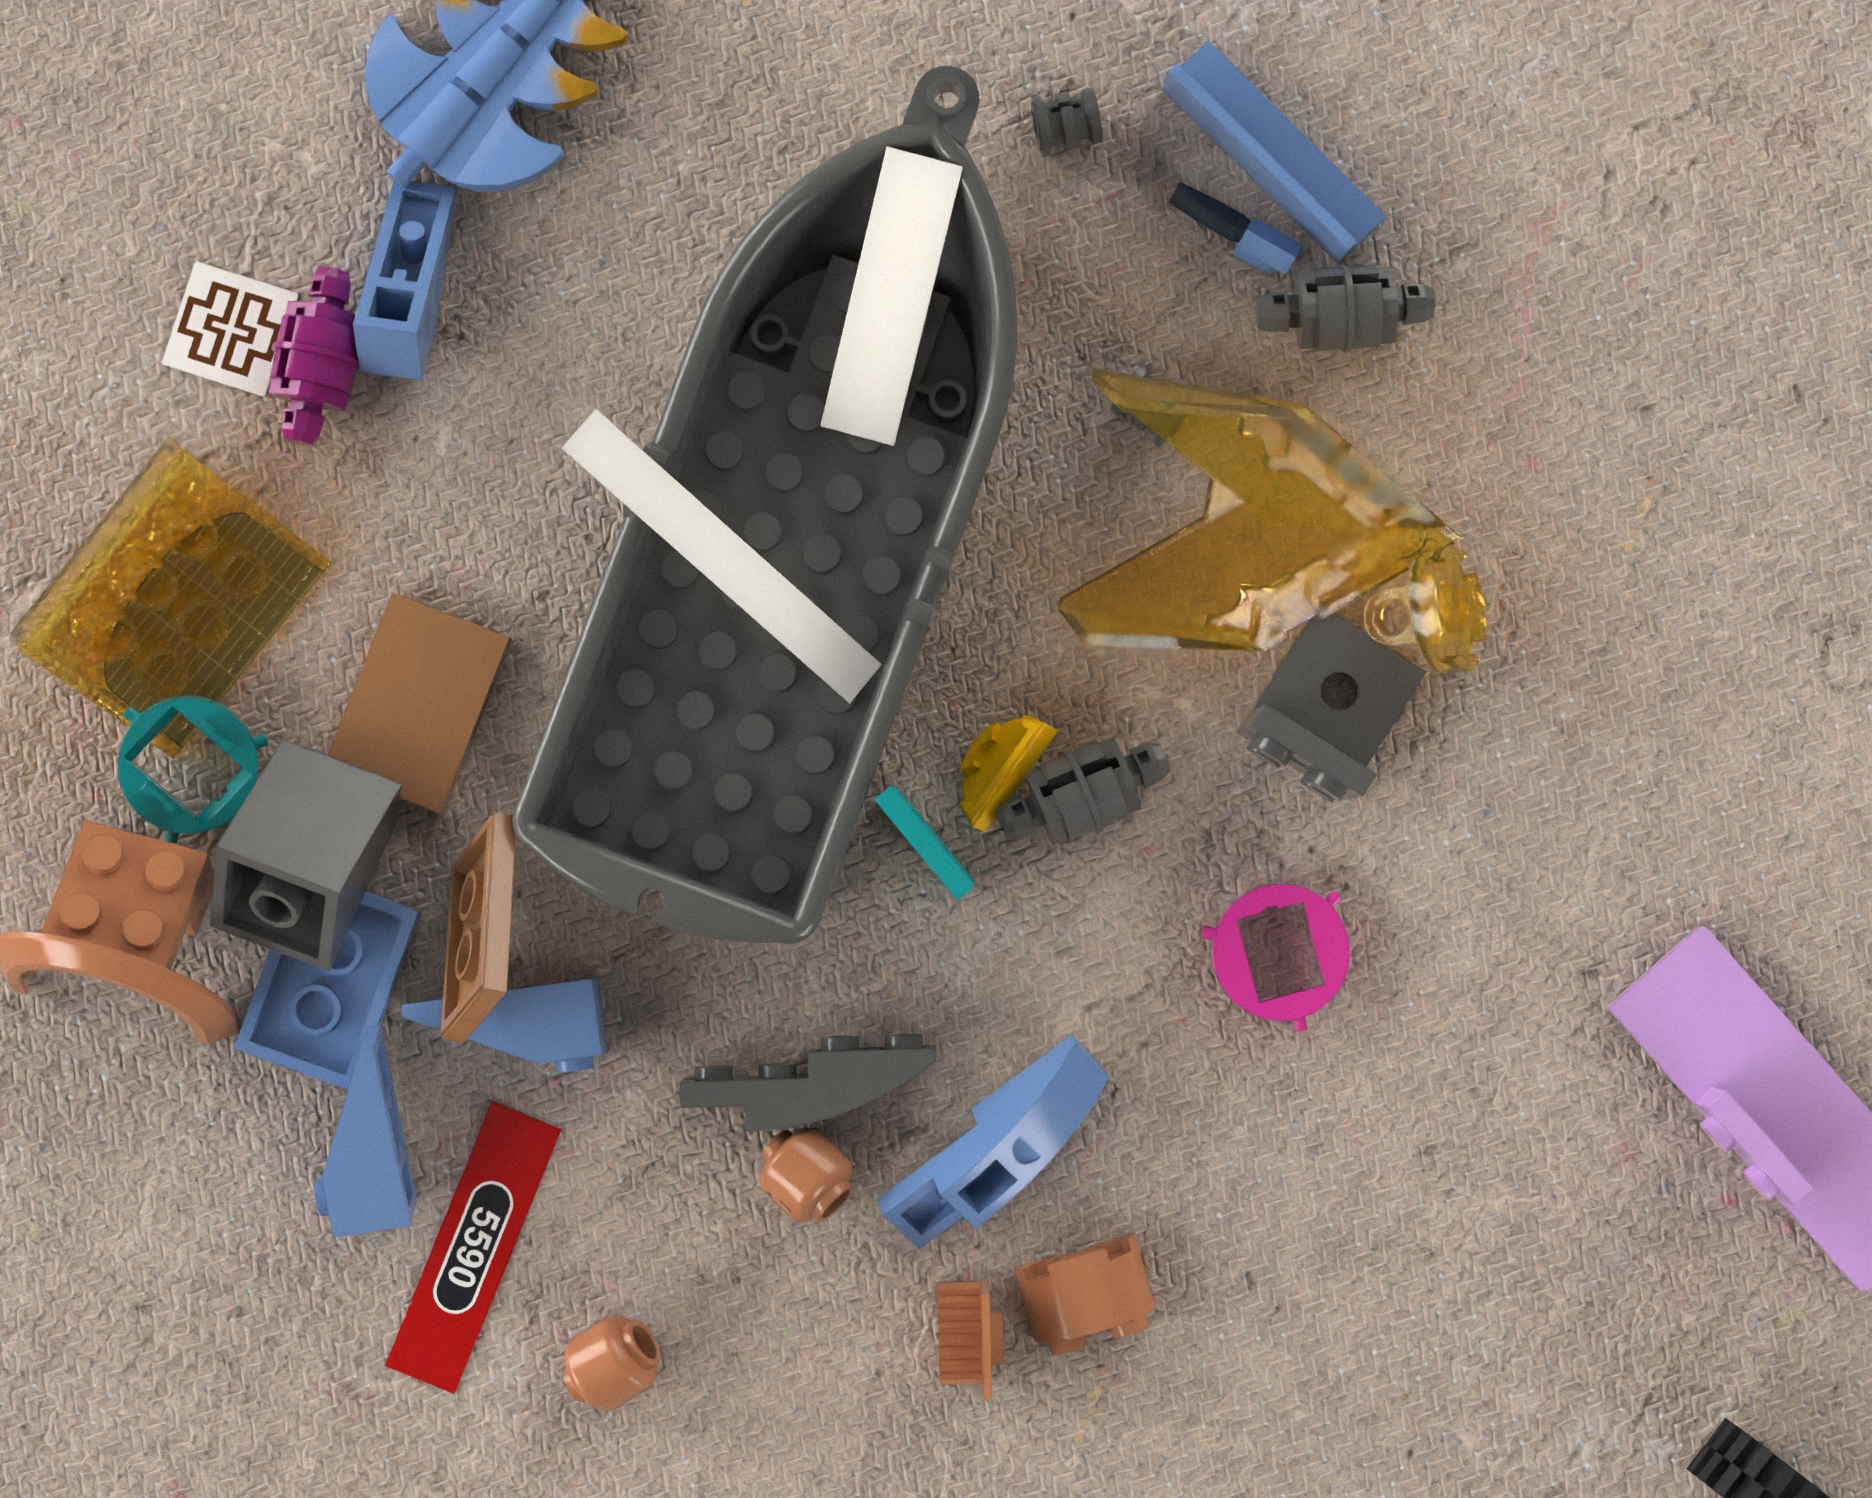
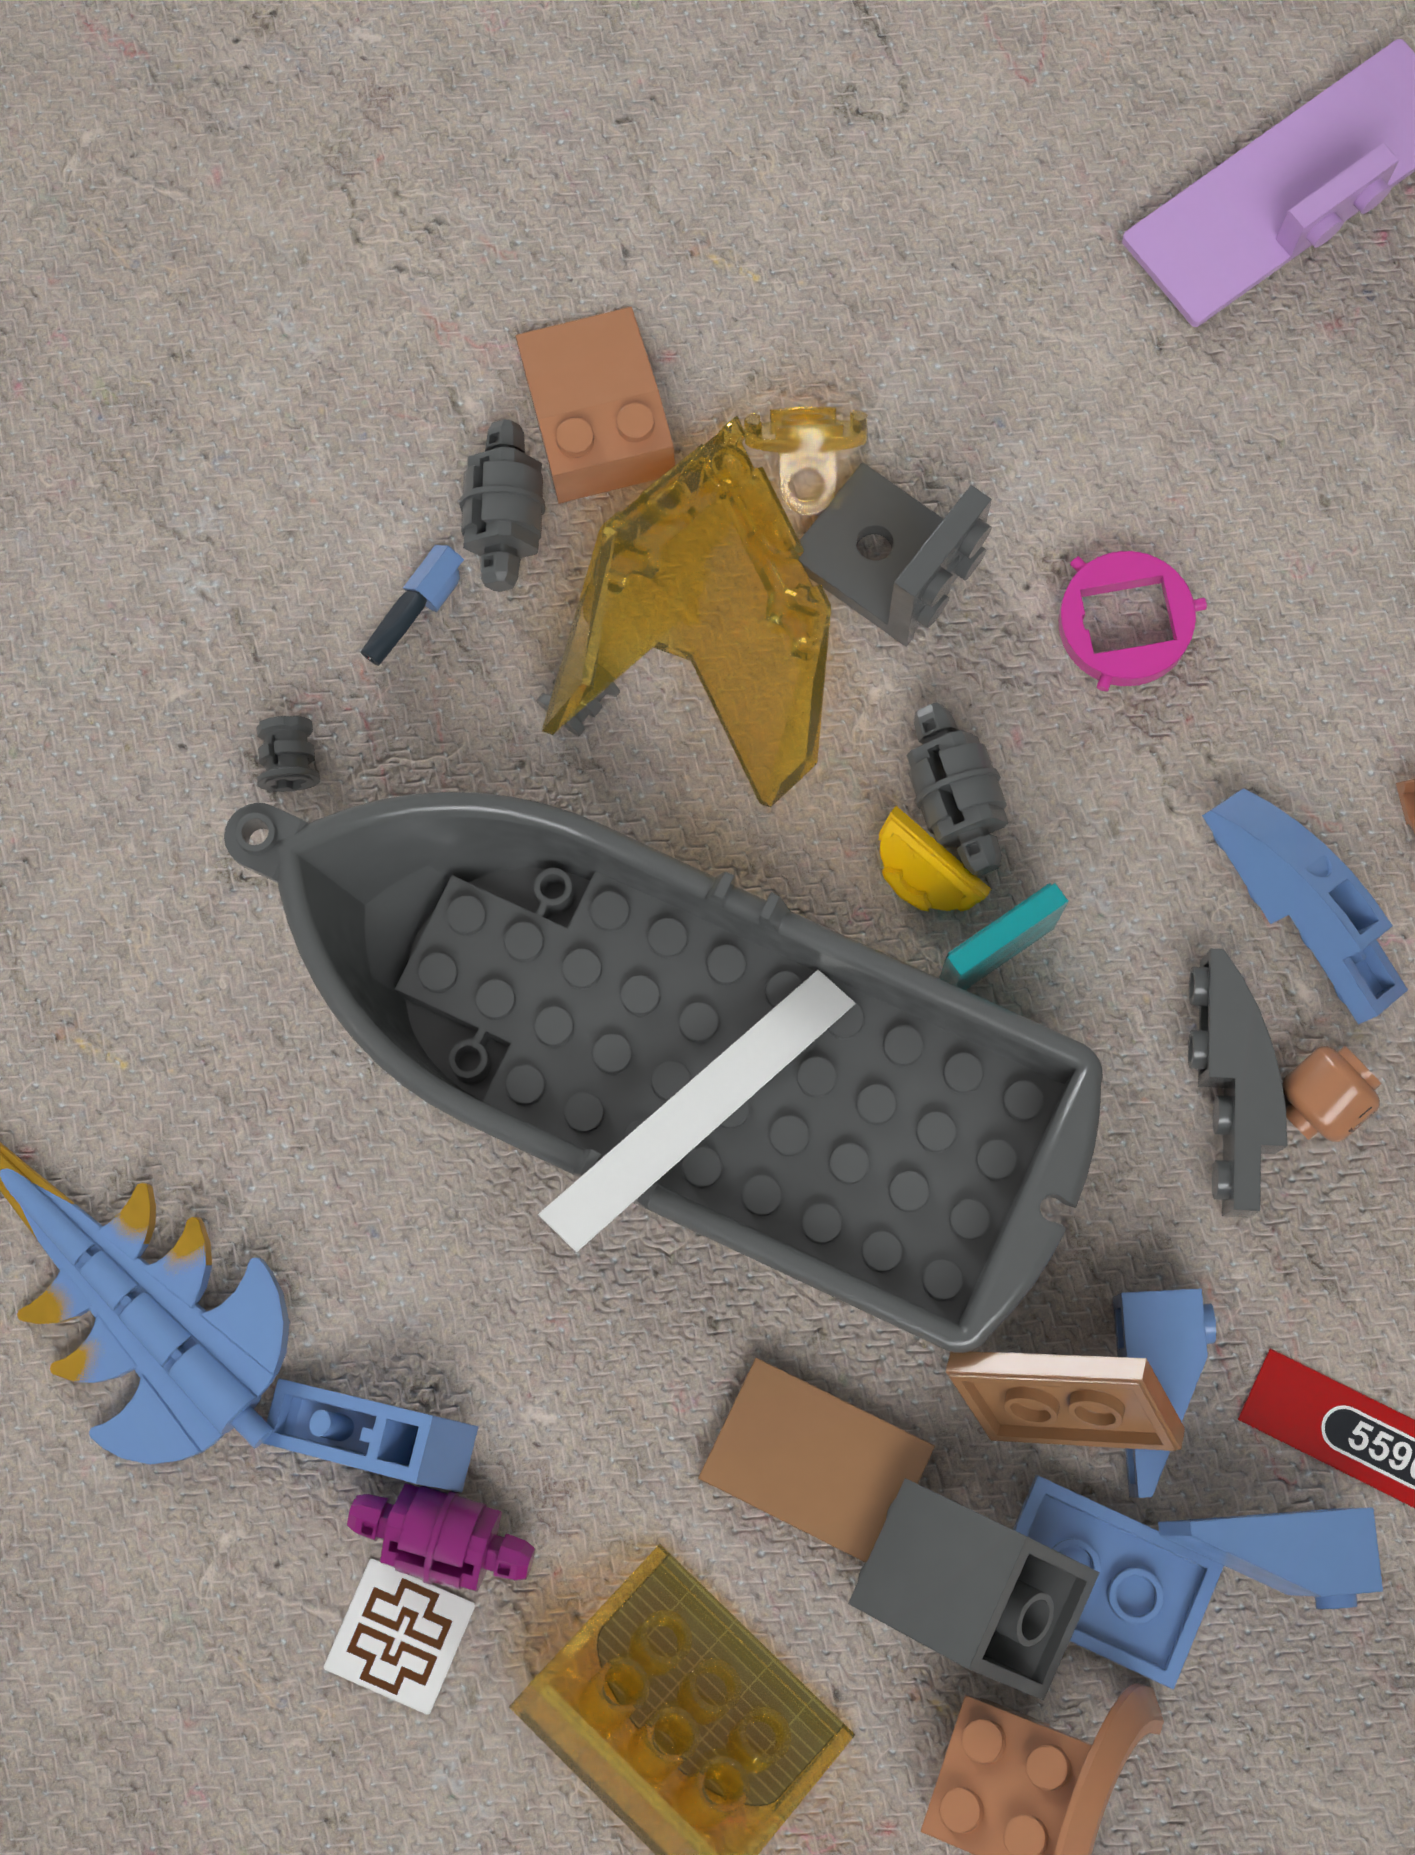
camera: 80 degrees left, 10 degrees down
(152, 799) = (903, 1755): teal piece -> none
(891, 295) = (447, 918): white sticker -> none
(1272, 151) = (342, 564): medium blue panel -> none
(1469, 391) = (596, 404): none -> nougat slope

